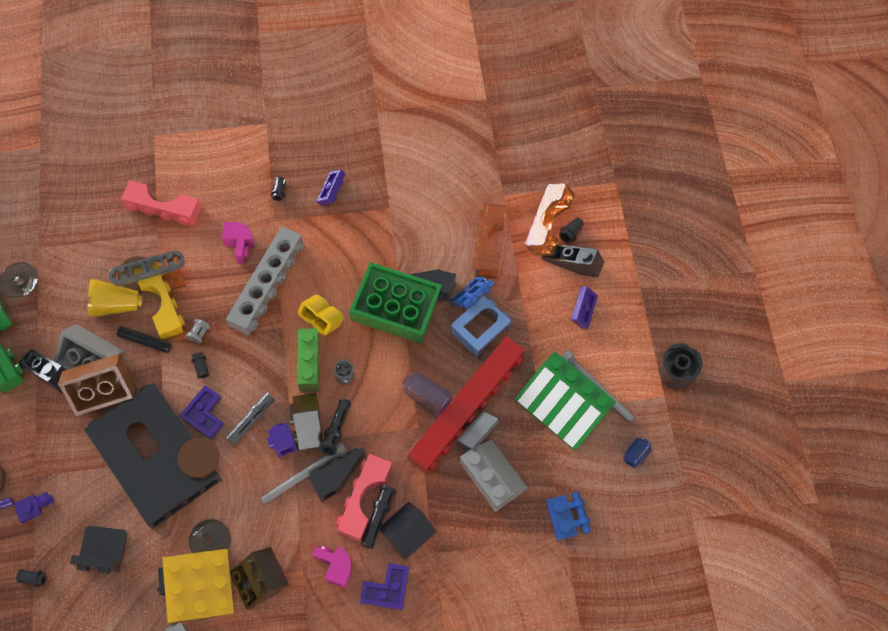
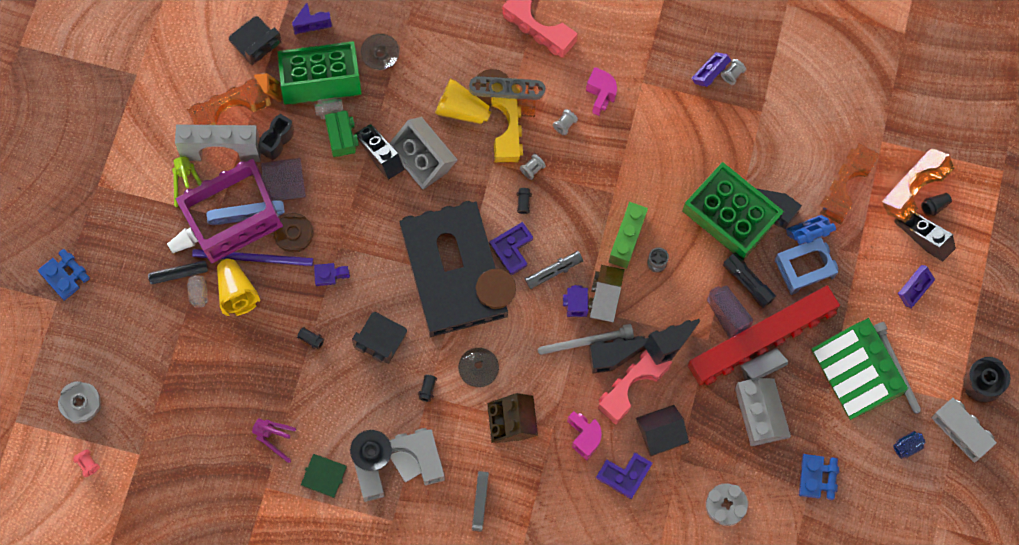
camera: 20 degrees right, 5 degrees up
(97, 384) = (425, 184): dark orange brick -> none
(144, 339) = (479, 155): black axle -> none
(197, 586) = (456, 403): yellow plate -> none
(214, 280) = (565, 122): none -> light grey bush
(279, 186) = (656, 56): black pin -> none
(283, 240) = (646, 106): light grey brick -> none
(320, 314) = (655, 195): yellow brick -> none
(333, 433) = (627, 314): black pin -> none
(351, 182) = (733, 71): none -> light grey bush
(380, 446) = (666, 343): none -> black slope
(381, 507) = (645, 400): black pin -> none
(444, 363) = (749, 280): none -> black axle
(482, 575) = (720, 514): none -> light grey plate
(679, 419) = (964, 429): none -> light grey brick

